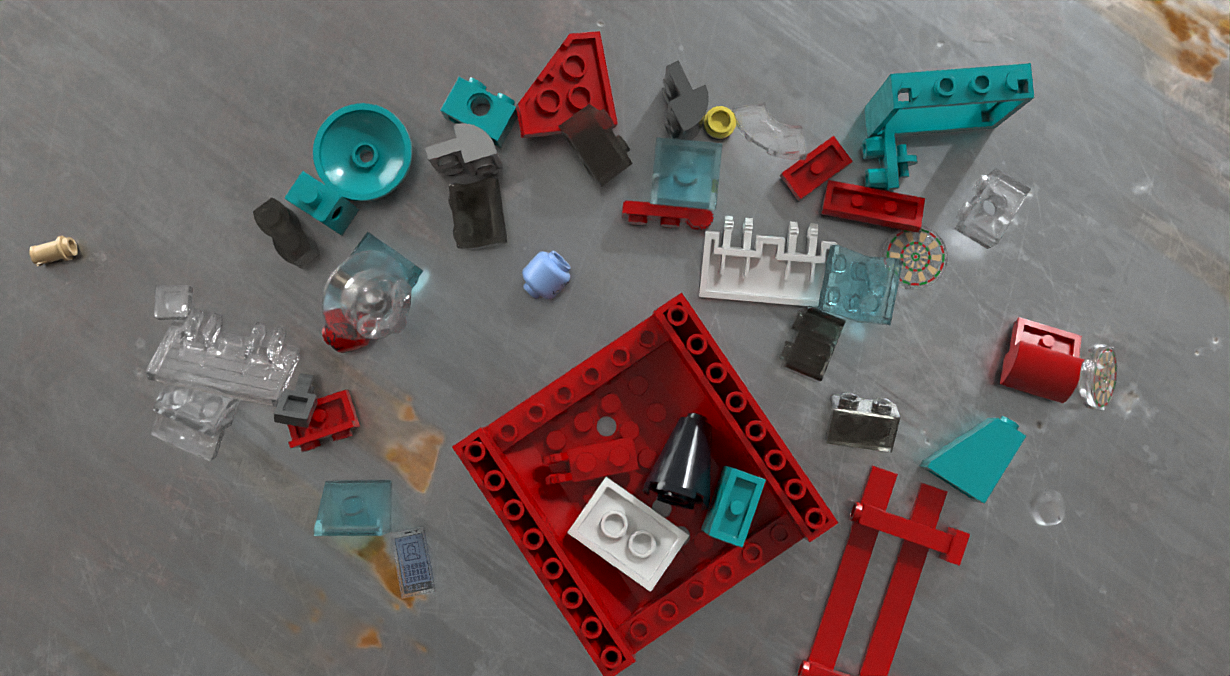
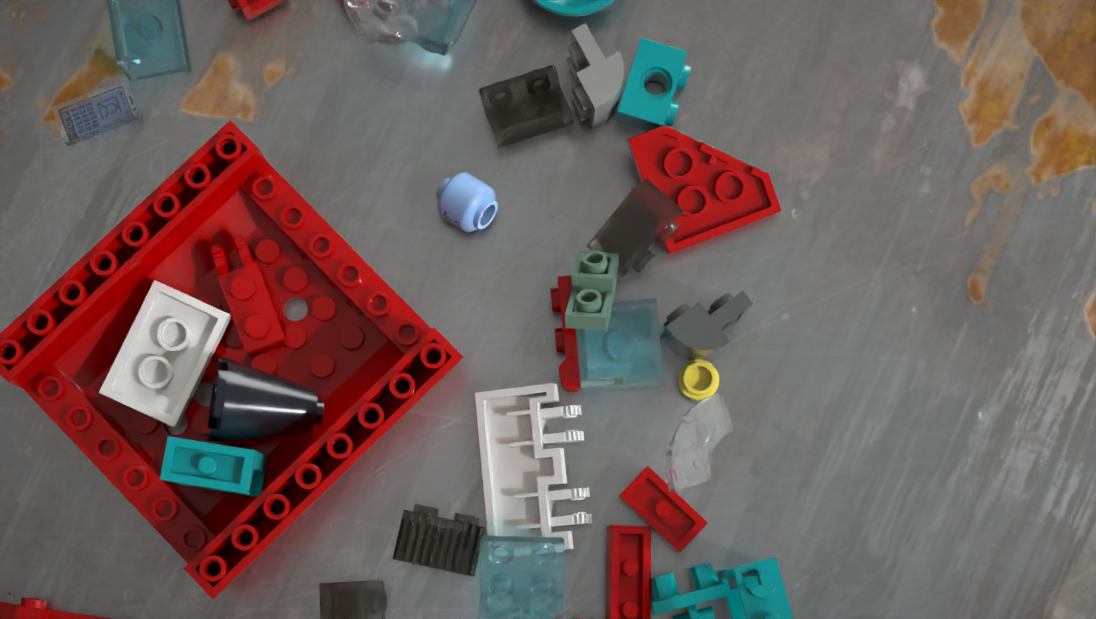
camera: 75 degrees right, 5 degrees down
(641, 185) = (592, 290): none -> sand green slope

